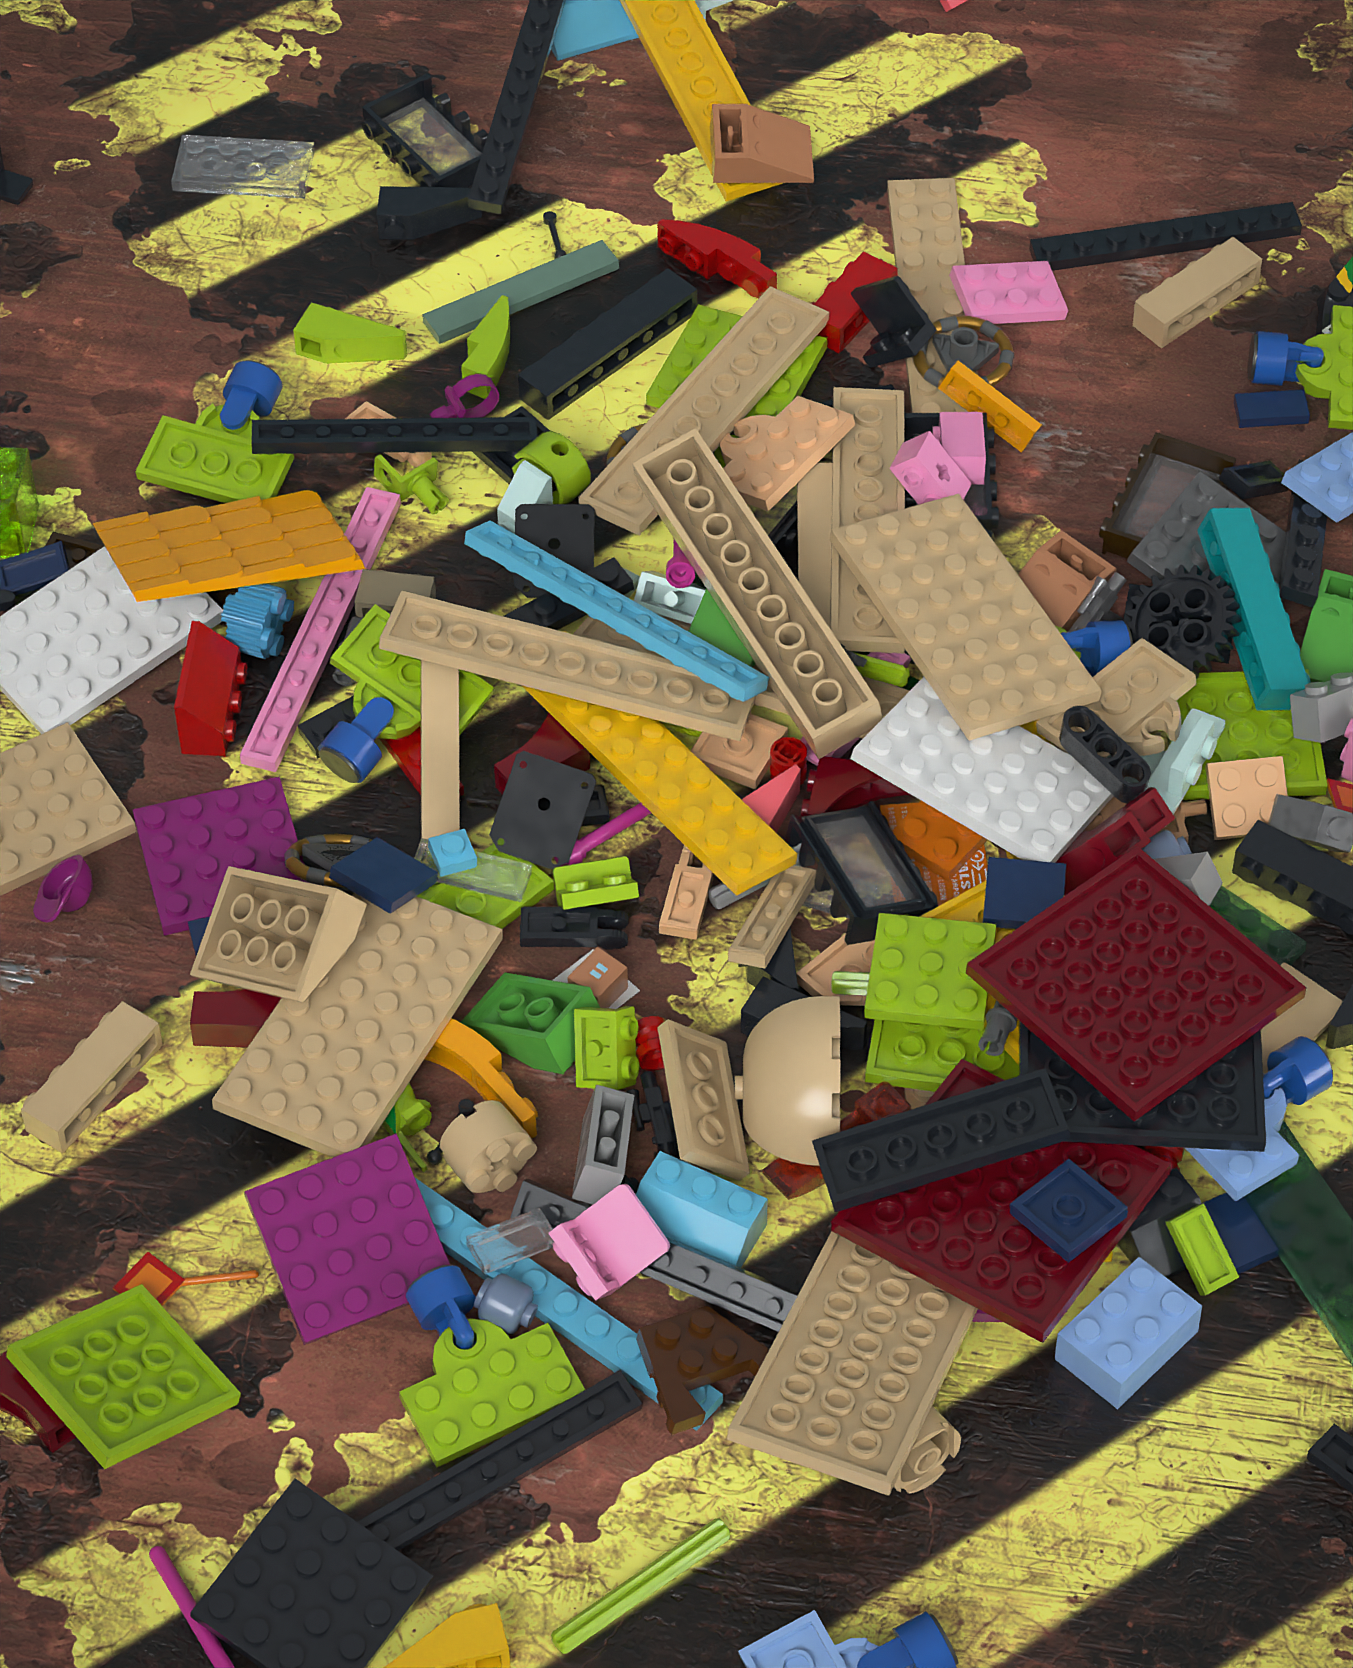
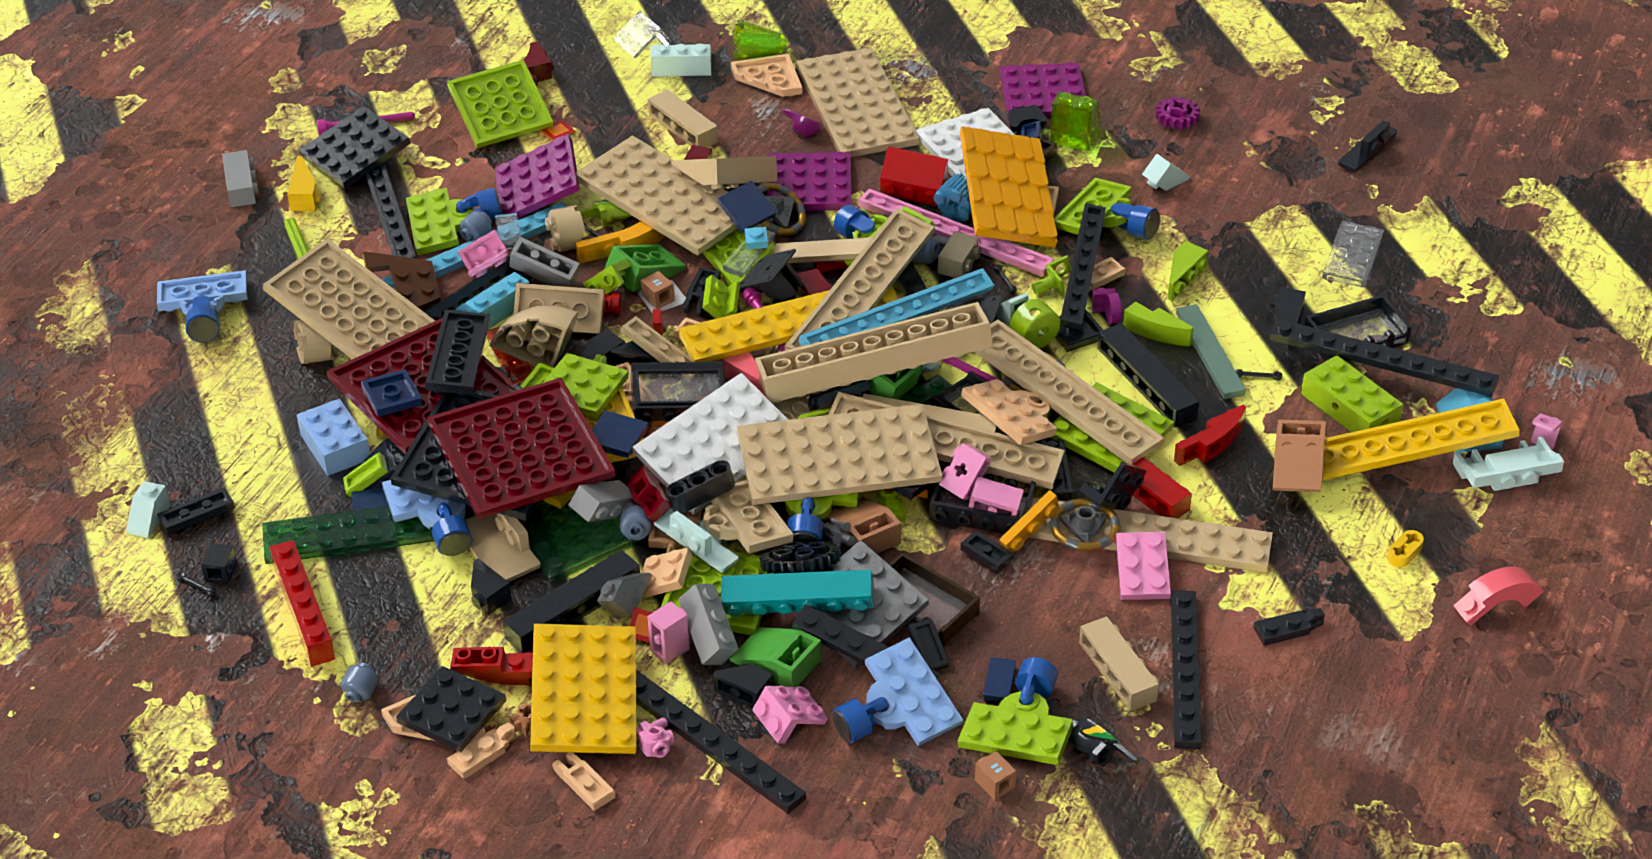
camera: 105 degrees right, 10 degrees down
(105, 389) = (1164, 174): none -> light aqua slope
(392, 563) = (998, 269): none -> black hinge
(592, 127) = (1349, 396): none -> lime brick
(685, 960) = (657, 321): none -> red tile
(862, 59) = (1401, 545): none -> yellow beam
(1043, 458) = (987, 551): none -> black plate
(1050, 151) = (1288, 626): none -> black hinge

